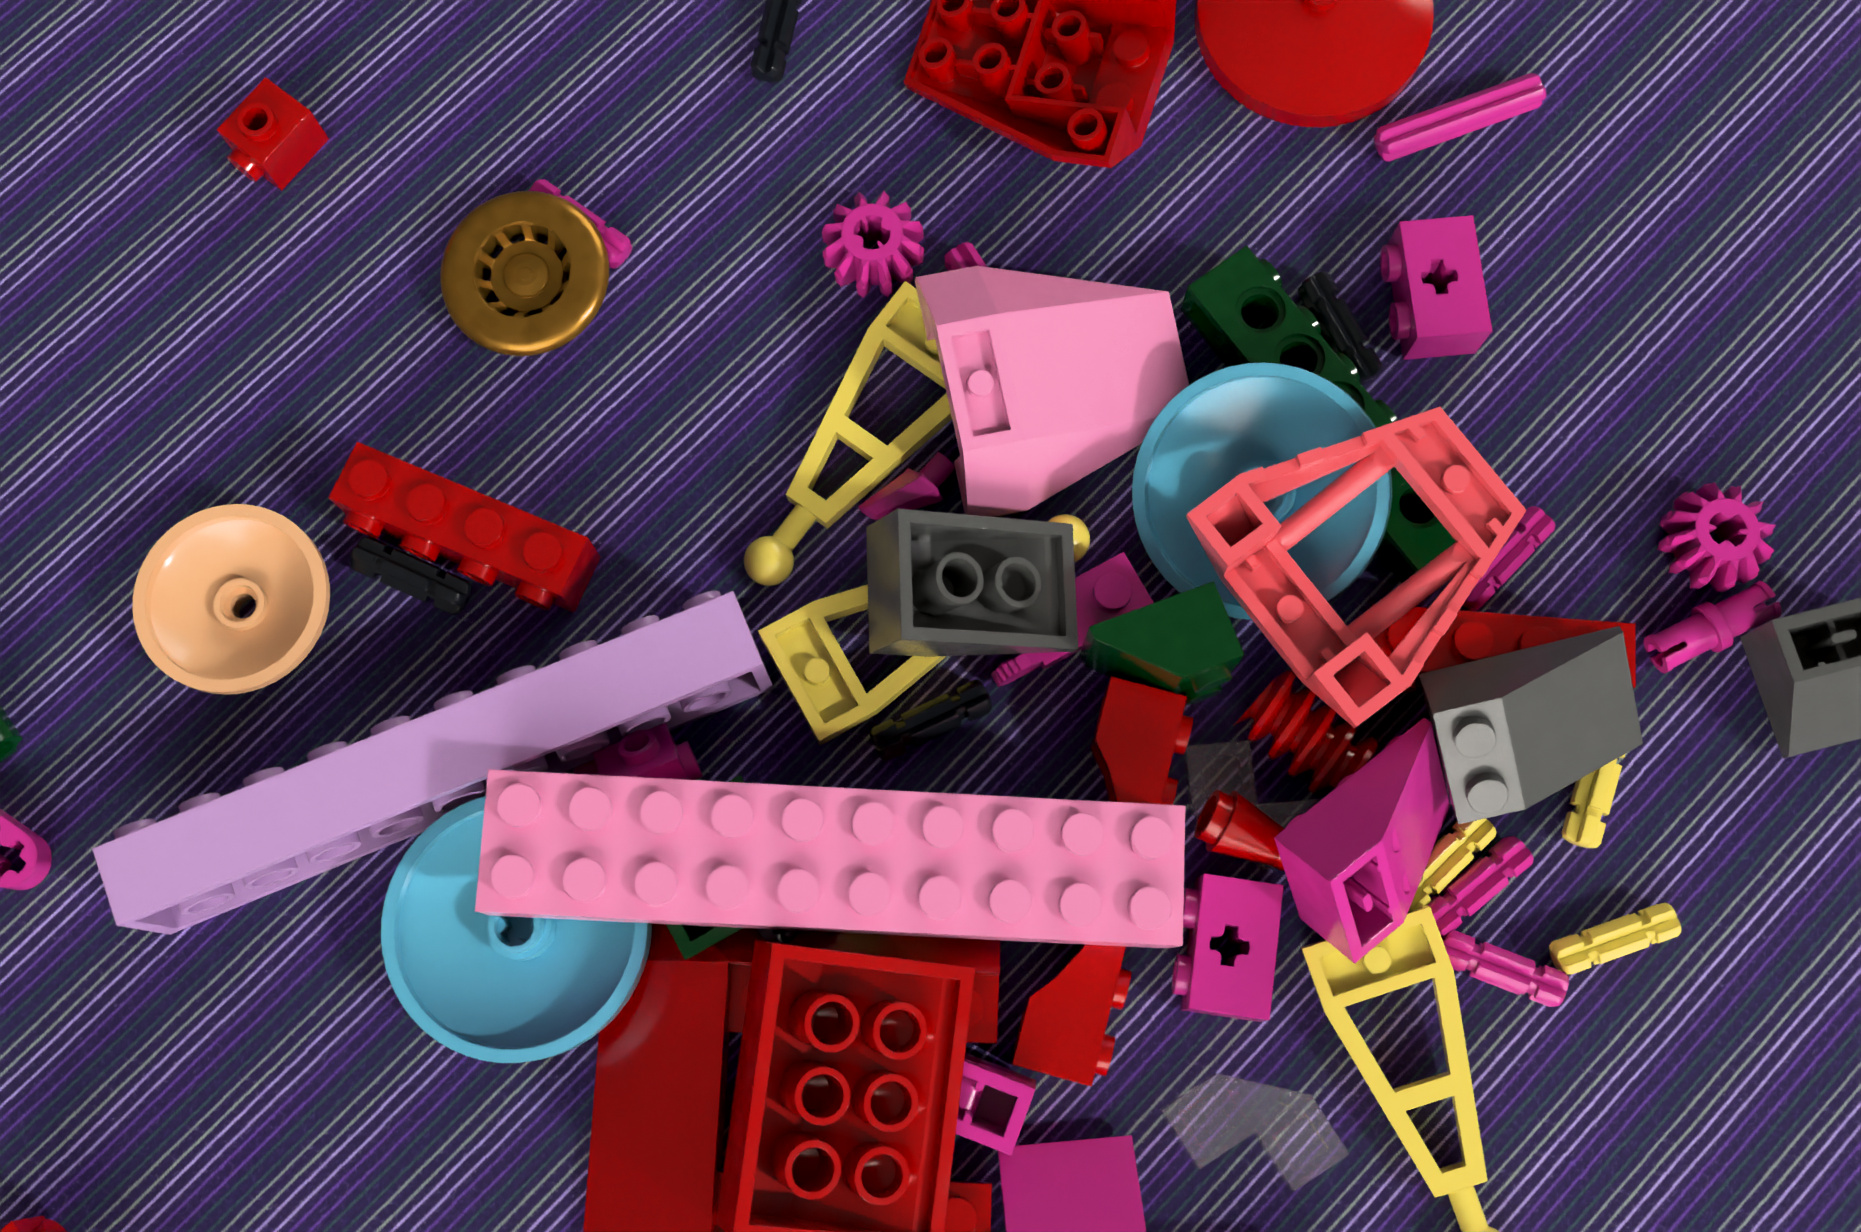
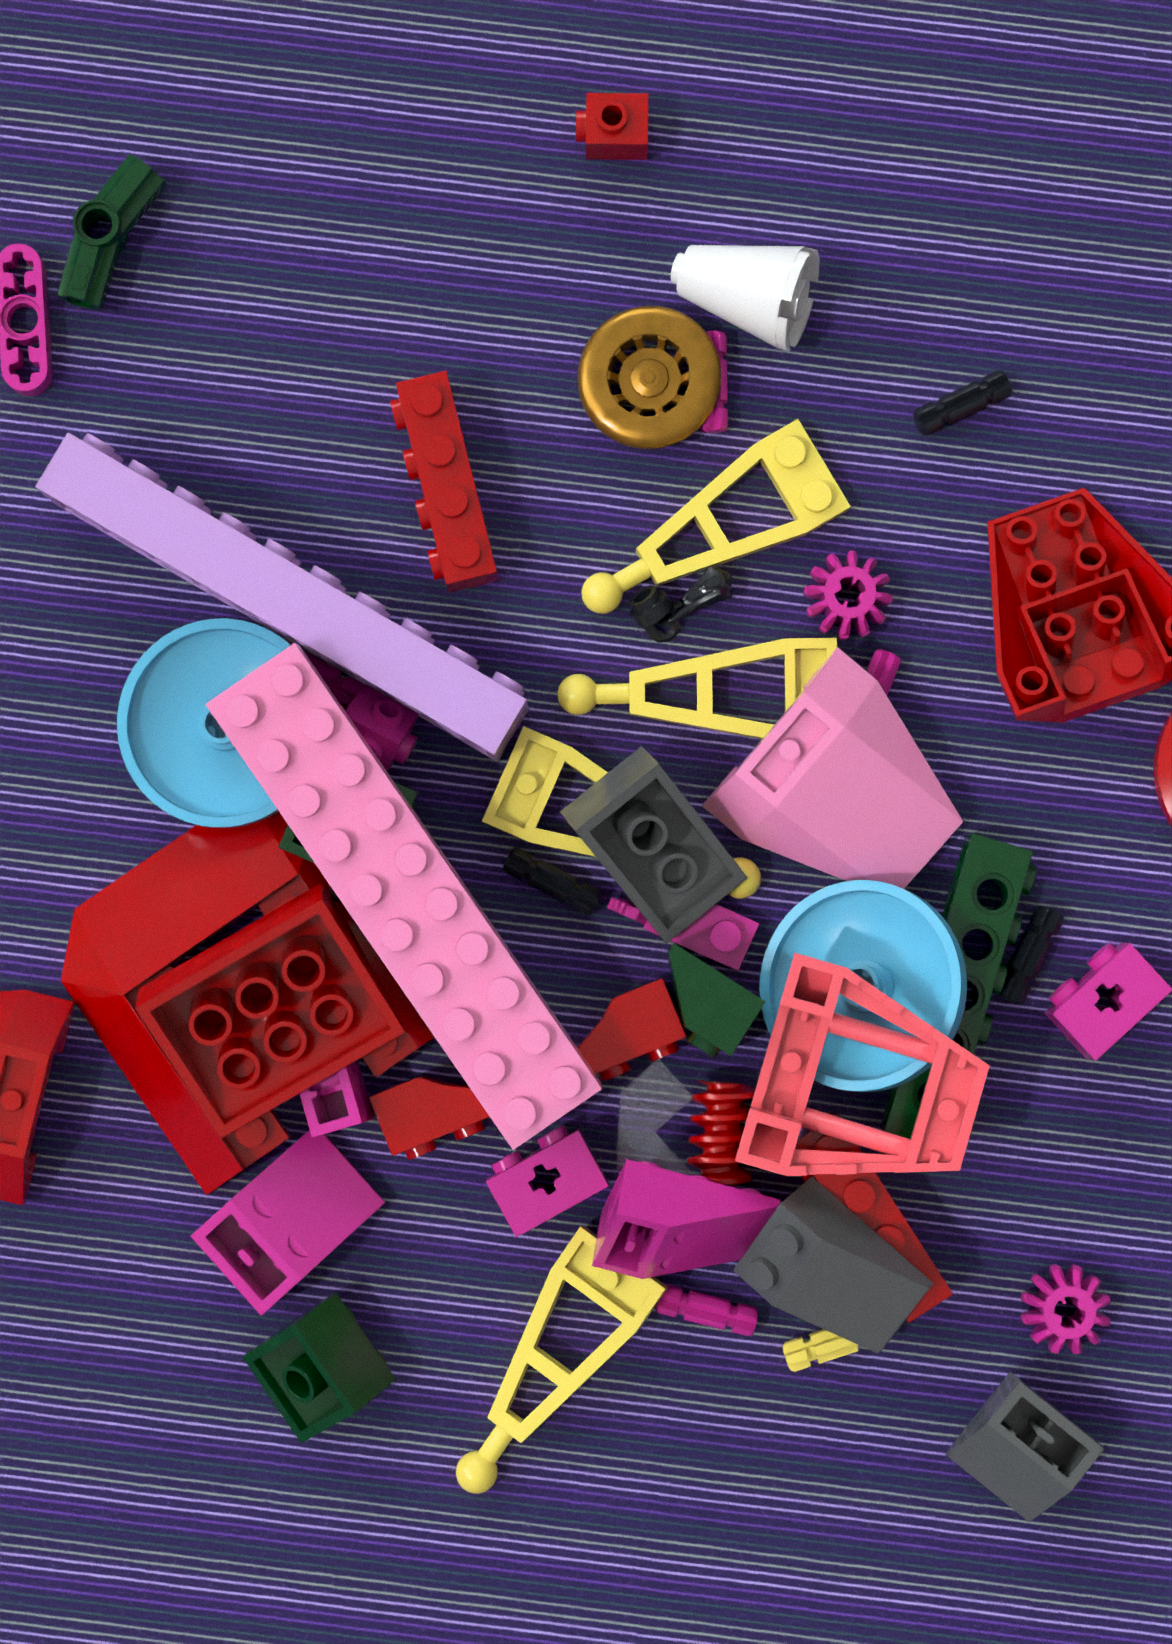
camera: 55 degrees right, 10 degrees up
(201, 577) = (278, 339): light nougat dish -> none
(410, 575) = (391, 469): black axle -> none
(516, 121) = (751, 287): none -> white cone
(726, 214) = (800, 481): none -> light yellow plate
(742, 425) = (655, 606): none -> black piece
(910, 489) = (696, 750): dark pink bar -> none
(1238, 829) = (625, 1130): red cone -> none
(1284, 1121) = (448, 1253): clear tile -> none
(1451, 856) = (710, 1280): light yellow axle -> none
(1506, 969) = (666, 1364): dark pink axle -> none
(1527, 535) = (980, 1182): dark pink axle -> none
(1615, 938) = (739, 1422): light yellow axle -> none
(1712, 627) = (1000, 1348): dark pink pin -> none

